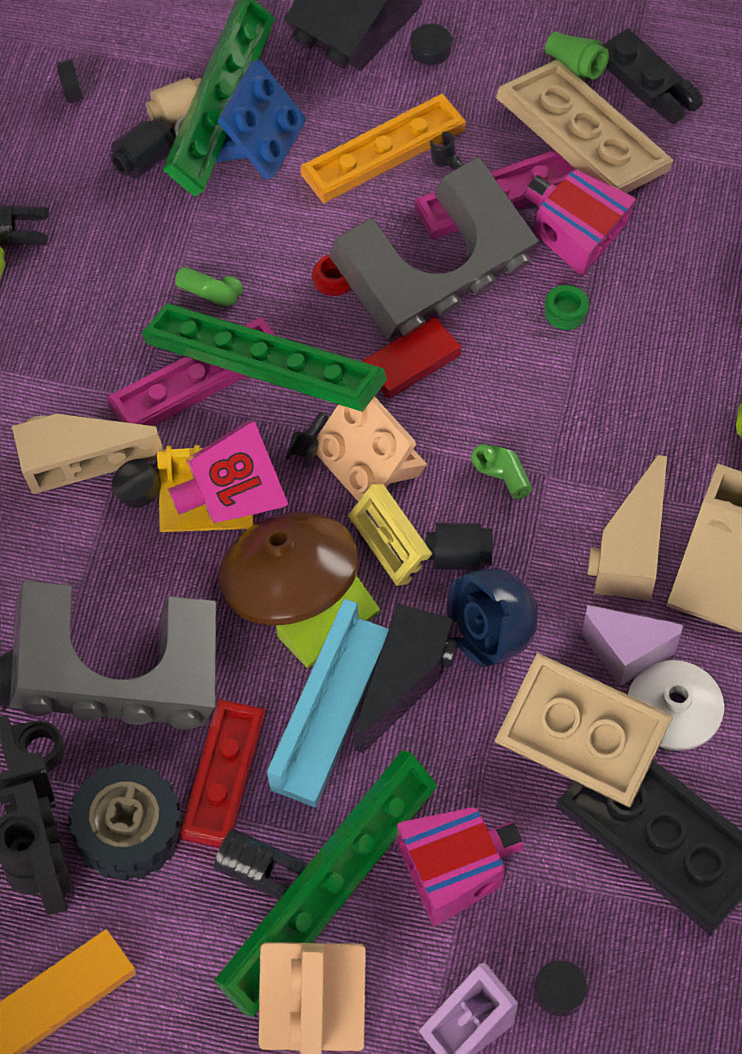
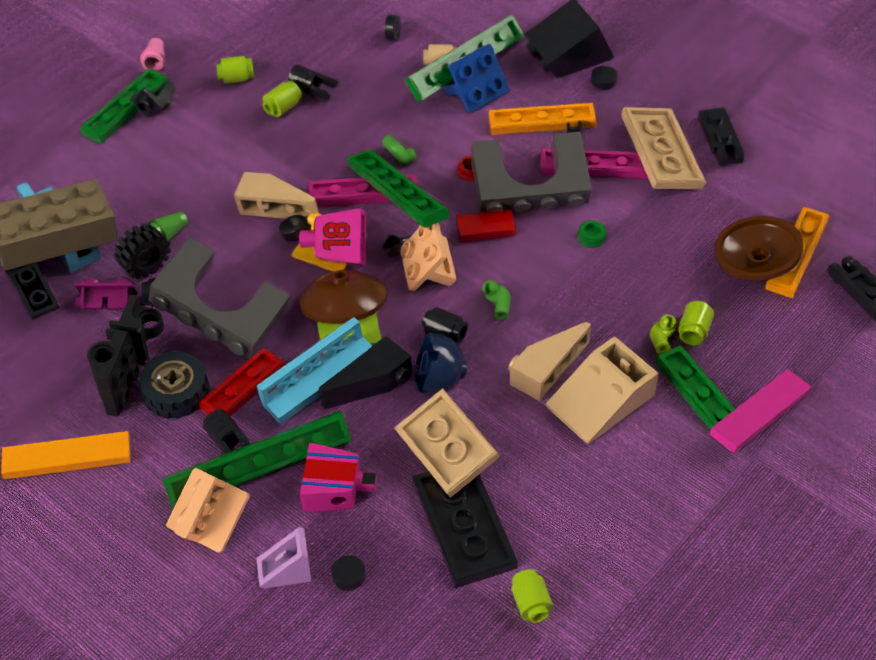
camera: 30 degrees right, 10 degrees down
(141, 148) = (404, 68): black brick -> none
(392, 529) = (410, 304): light yellow tile -> none
(579, 217) = (628, 189): dark pink torso -> none
(581, 55) = (686, 111): bright green cone -> none
(629, 641) = (510, 414): lavender slope -> none
(693, 720) = (522, 469): white dish -> none

